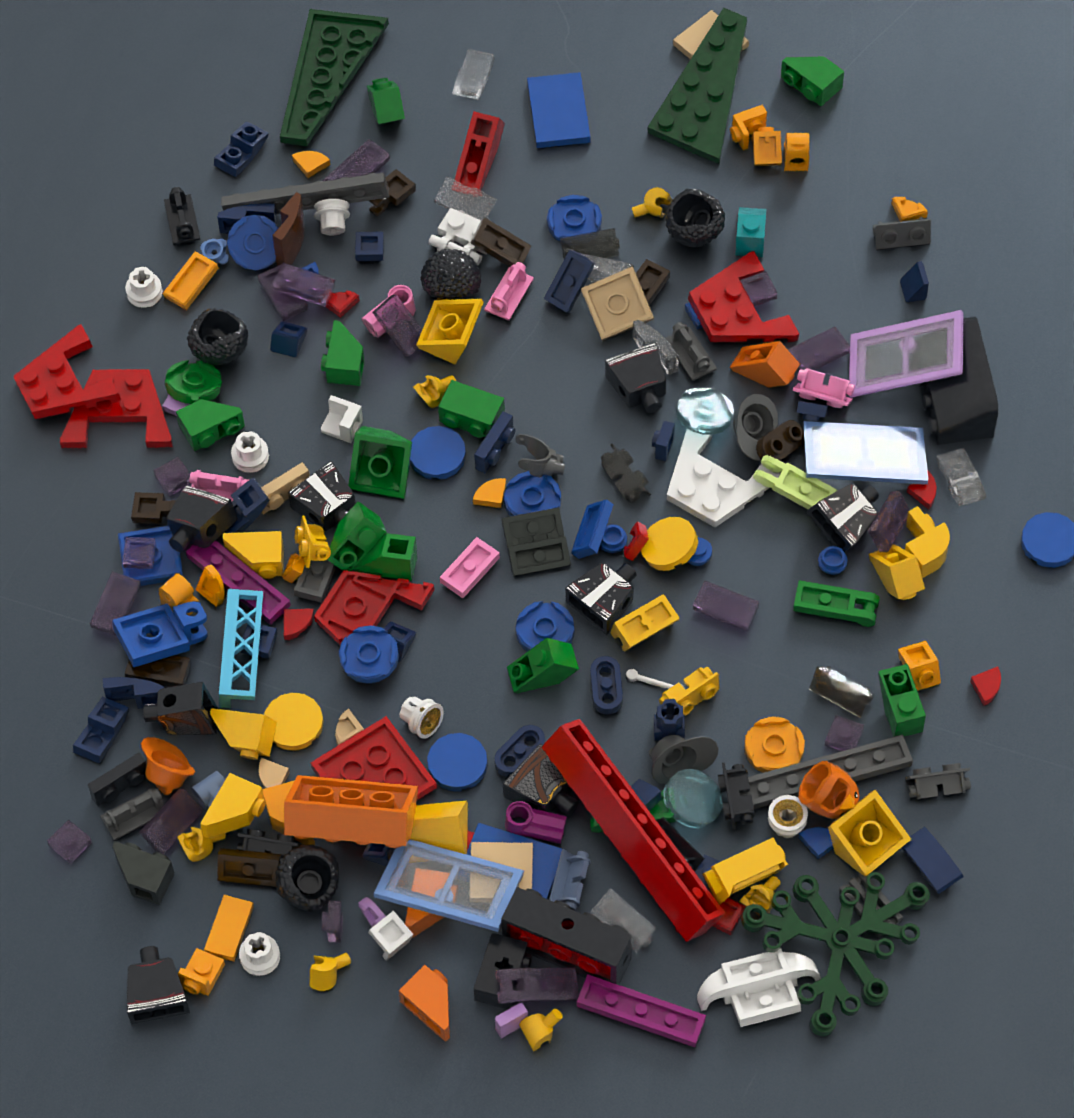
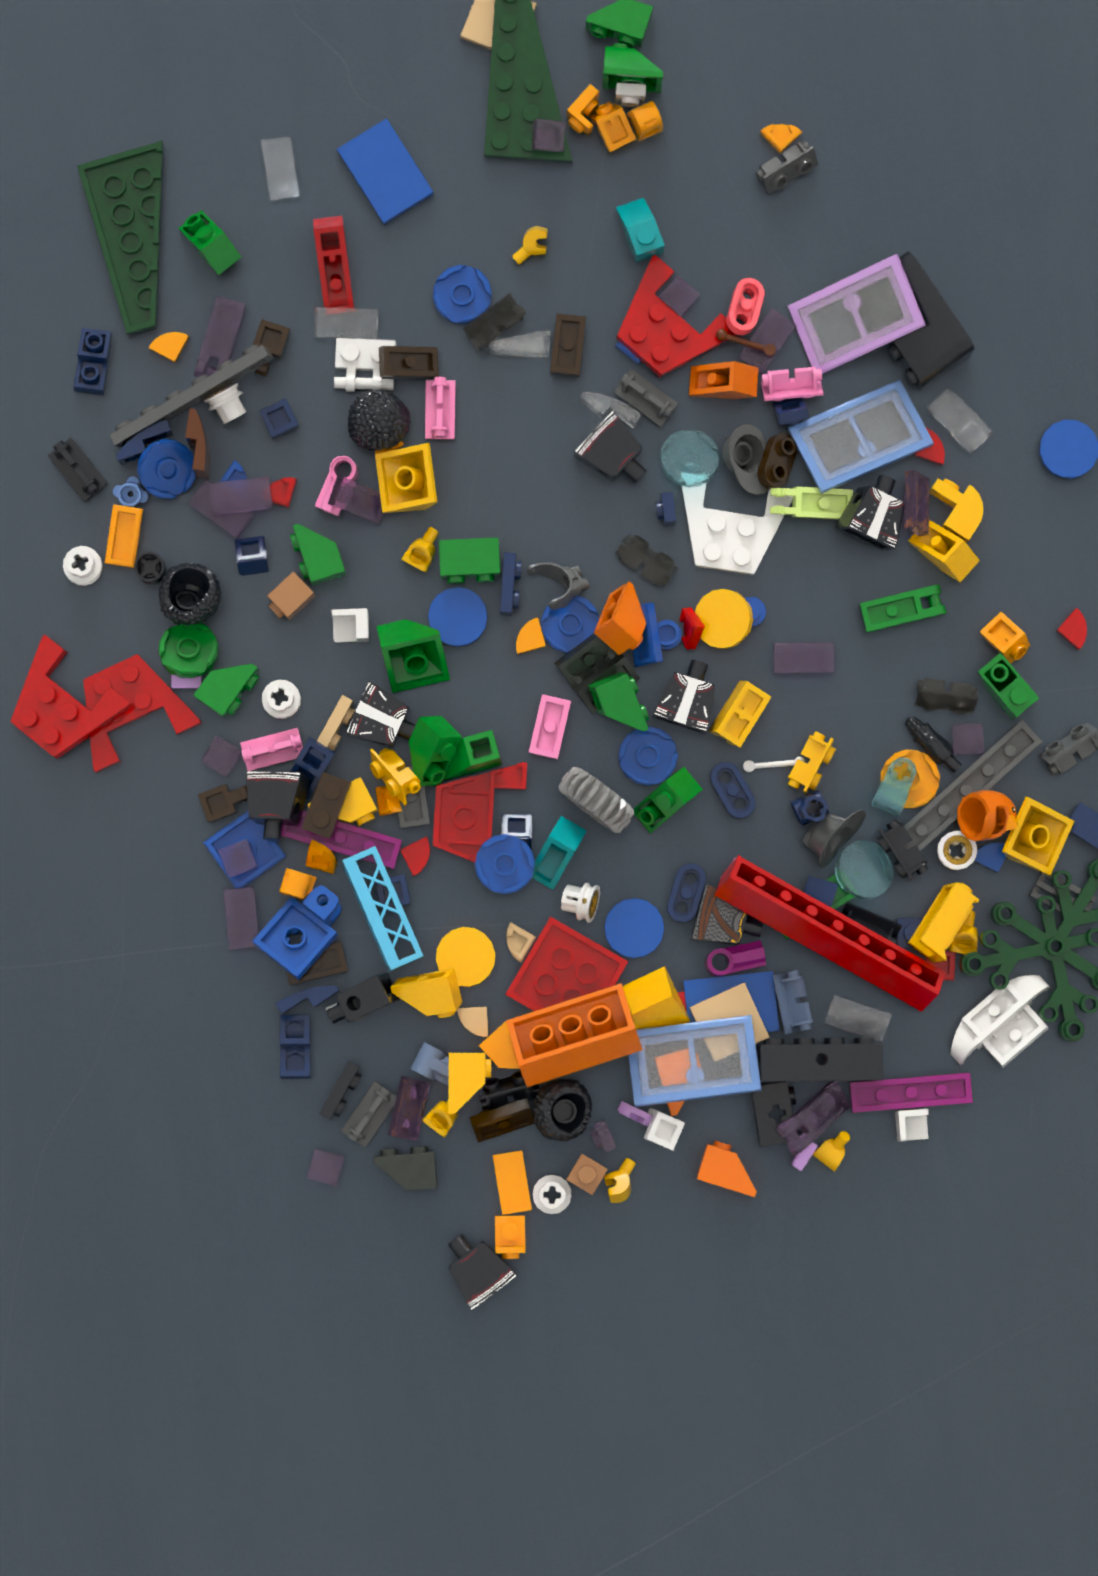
camera: 30 degrees left, 25 degrees up
(165, 764) = (376, 1055): orange piece -> none
(194, 304) = (146, 566): none -> black wheel
(238, 538) = (326, 805): none -> dark brown plate
(299, 945) = (586, 1174): none -> medium nougat brick
(302, 377) = (290, 597): none -> medium nougat brick
(421, 667) = (557, 852): none -> teal slope
(478, 634) = (596, 799): none -> light grey gear
(539, 567) = (617, 700): none -> green slope
(569, 280) = (496, 374): dark blue plate -> none
(576, 505) = (621, 620): none -> orange slope
(617, 303) = (554, 379): tan tile -> none
(628, 1037) = (911, 1124): none -> white panel
(694, 218) = (584, 248): black hair -> none
(707, 127) = (548, 135): none -> clear purple plate
(753, 740) = (892, 791): none -> clear light blue piece
(792, 124) = (630, 94): none -> white plate
(799, 111) = (630, 66): none -> green slope
(810, 724) = (933, 743): none -> black piece
(812, 315) = (743, 308): none -> coral plate
(816, 354) = (769, 349): none -> reddish brown hinge
(832, 560) = (879, 564): blue plate -> none
(915, 283) = (825, 222): dark blue slope -> none

